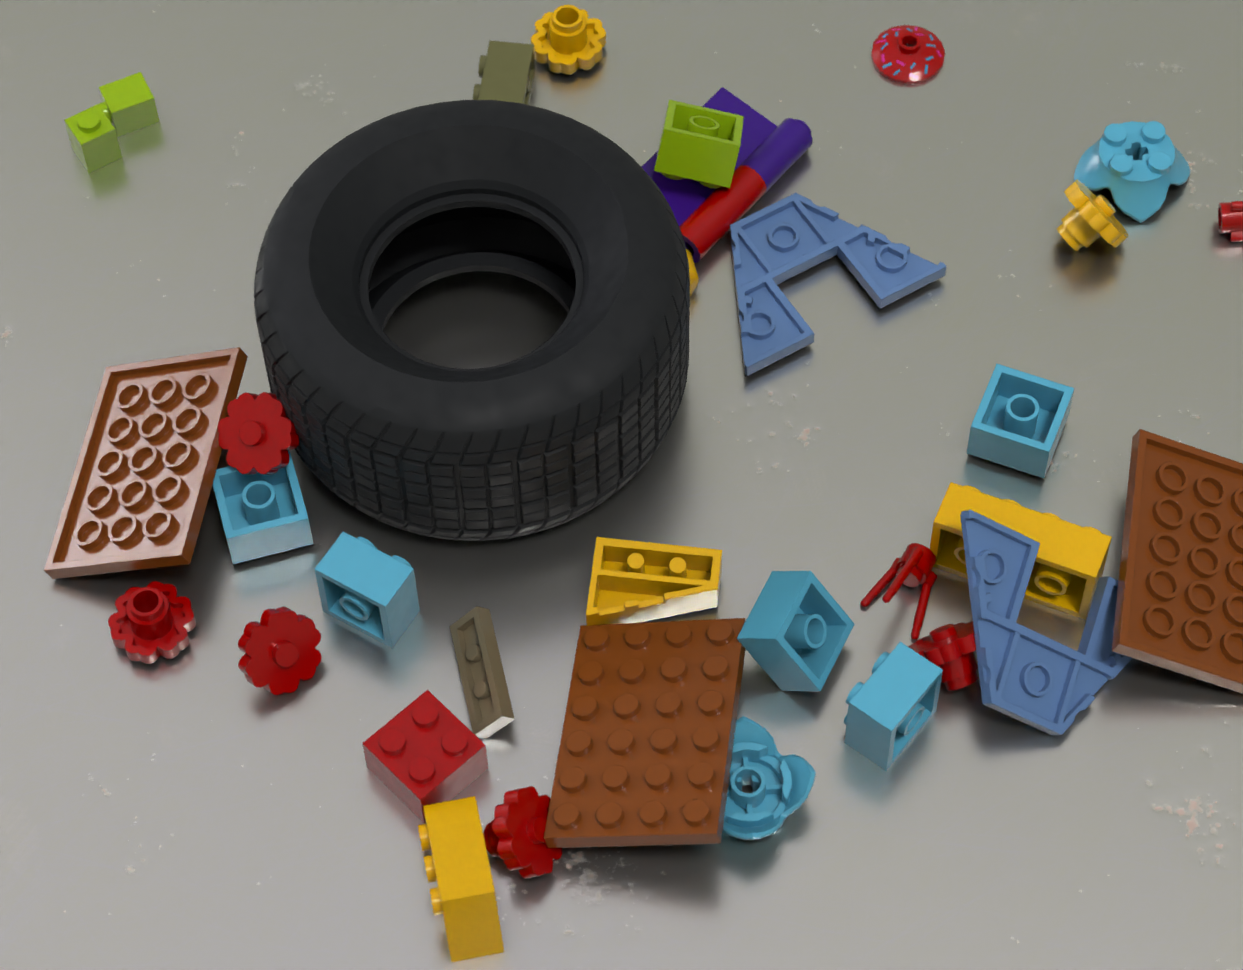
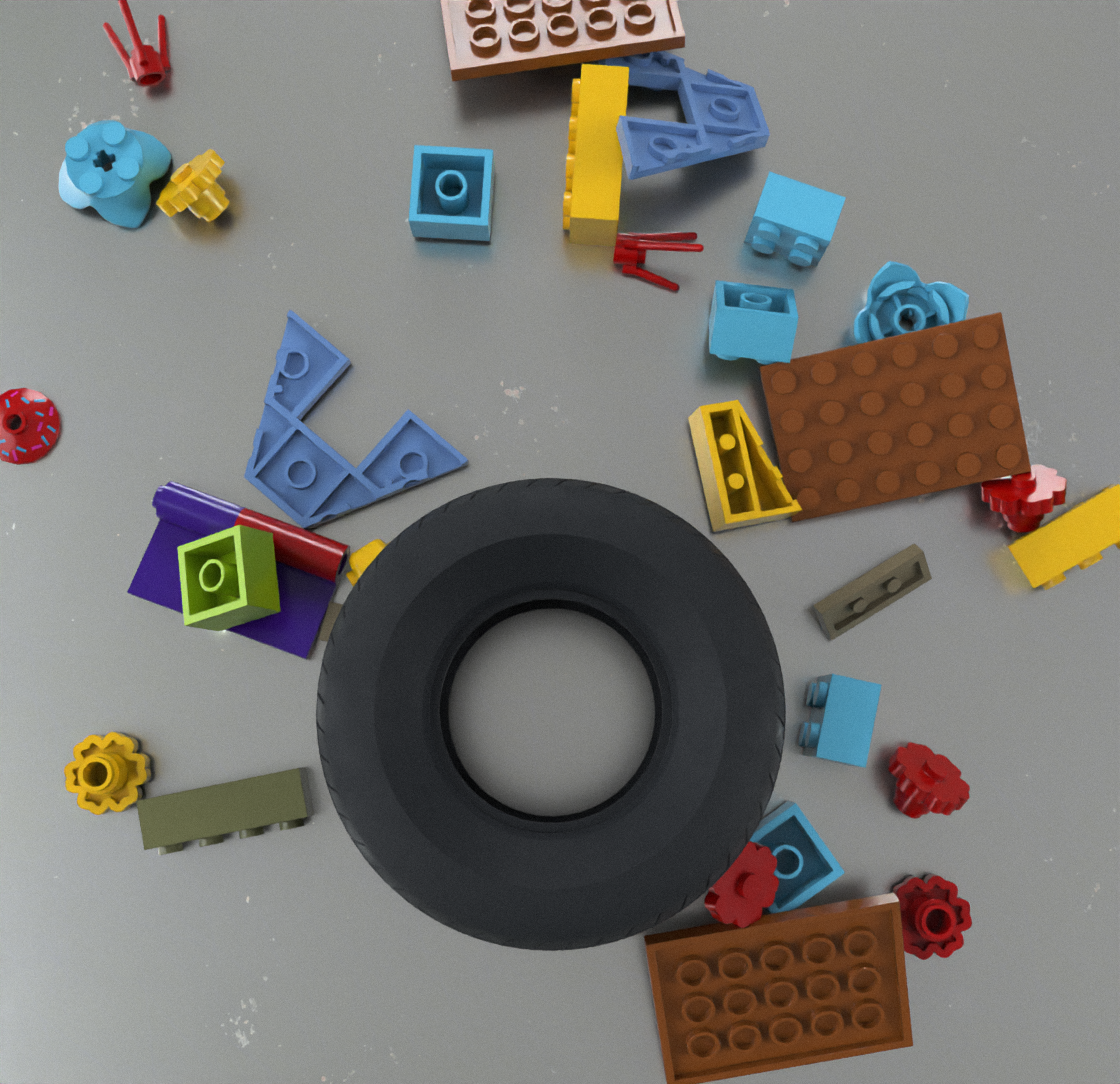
camera: 110 degrees left, 25 degrees up
(425, 754) = (976, 608): red brick -> none
(952, 650) = (714, 194): red plant -> none

